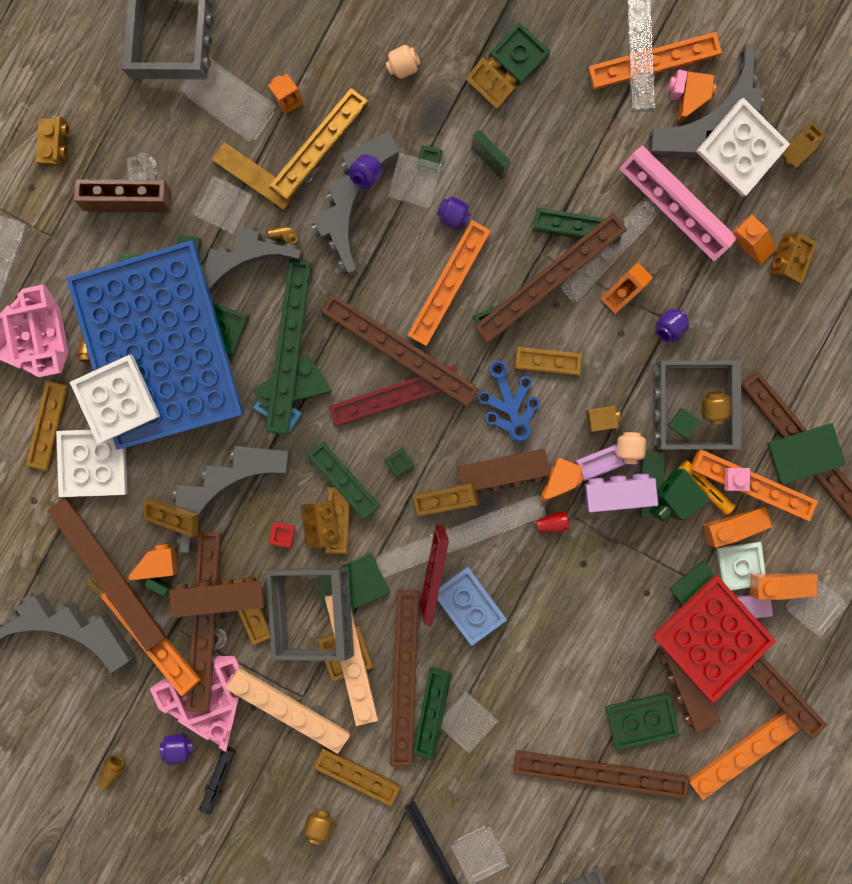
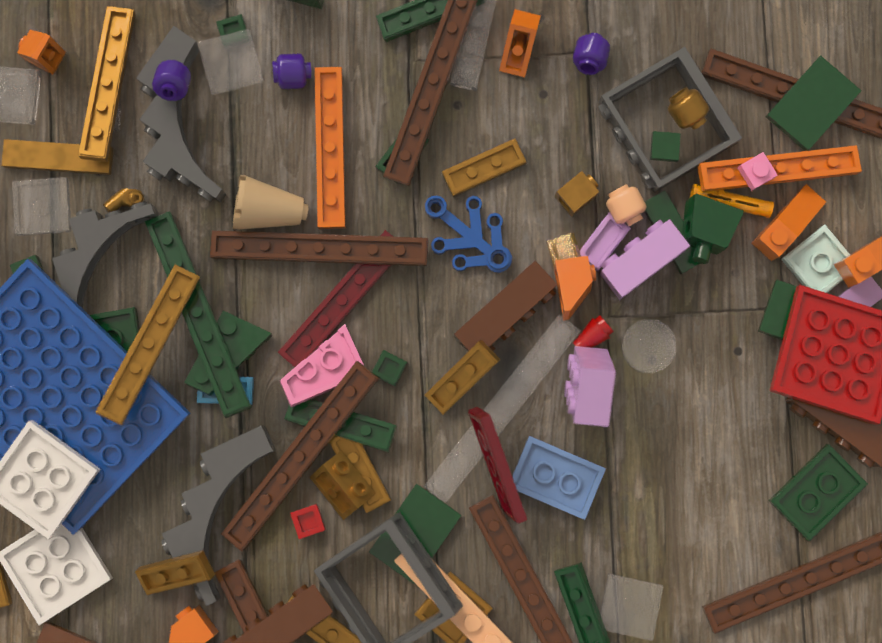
camera: 30 degrees left, 5 degrees down
(241, 350) = (147, 345): none -> pearl gold tile
(303, 487) = (300, 456): none -> reddish brown tile
(356, 437) = (322, 369): none -> bright pink wing
(380, 299) = (266, 206): none -> tan cone
(530, 560) = (590, 386): none -> lavender brick
(569, 451) = (563, 247): none -> clear yellow tile
(587, 553) = (649, 346): none -> clear tile

